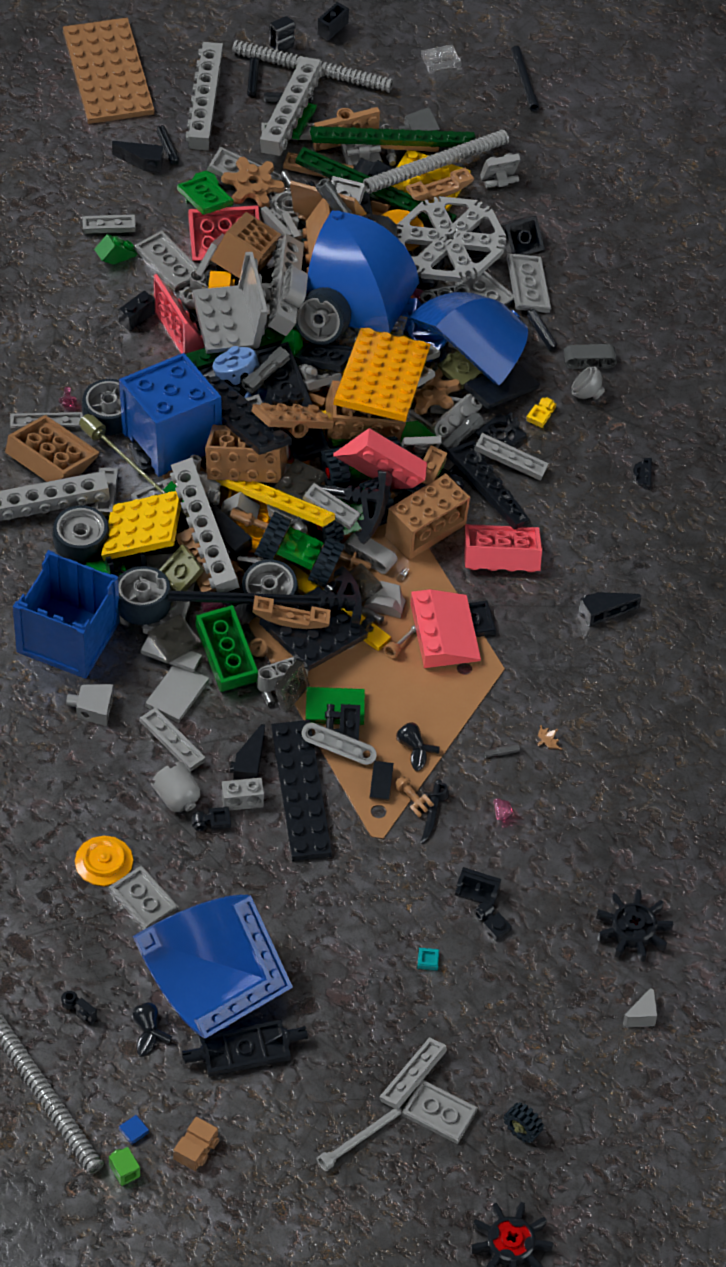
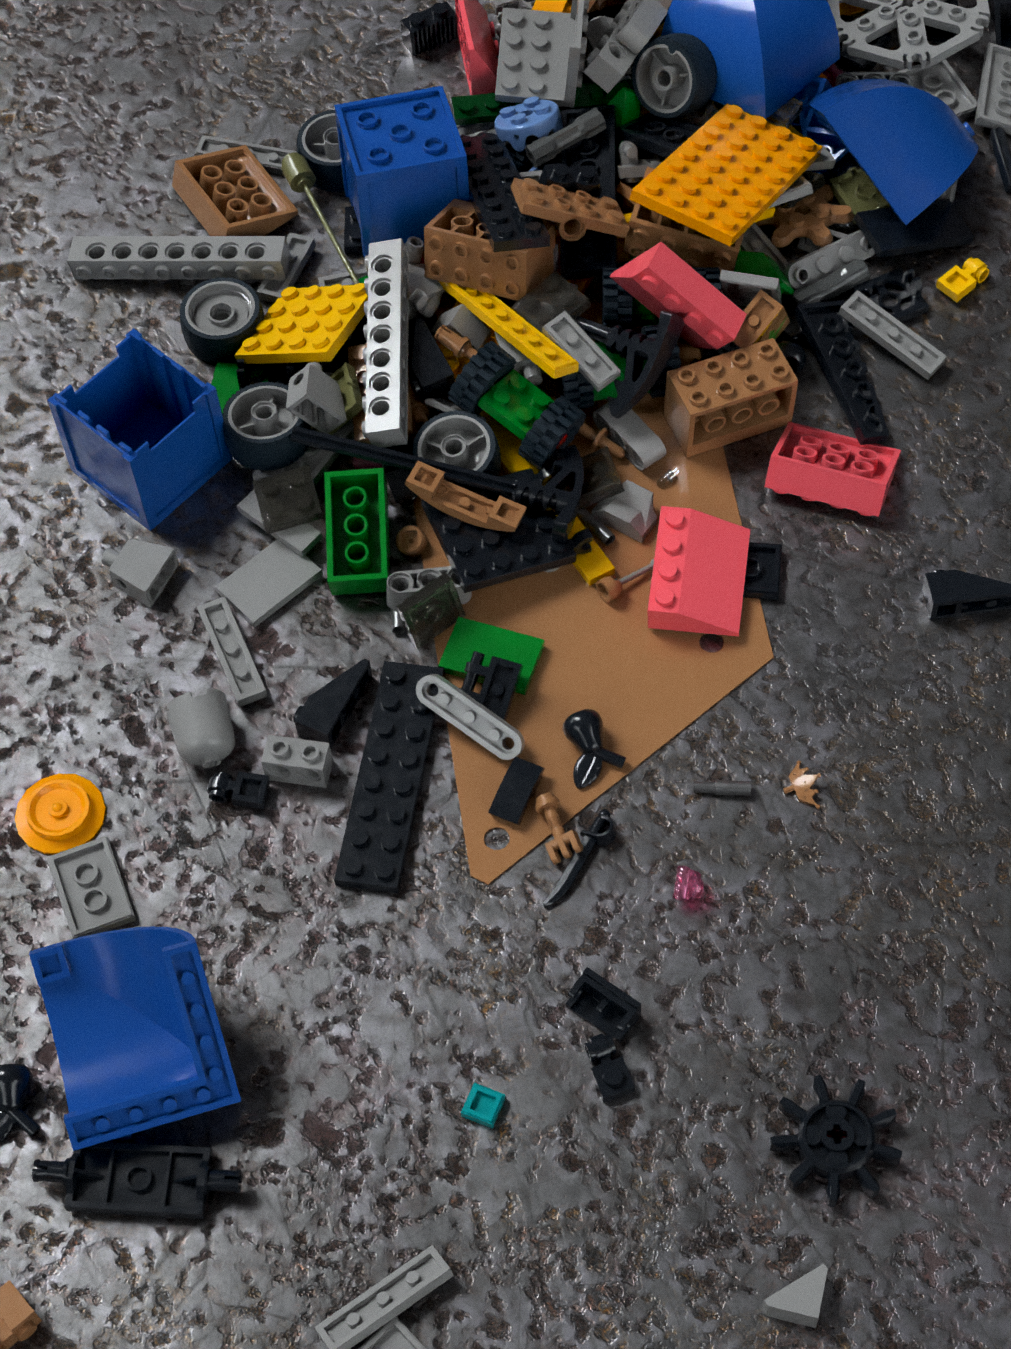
camera: 25 degrees right, 5 degrees up
(67, 400) = (287, 130): clear pink plate -> none
(167, 566) = (316, 398): none -> light grey torso

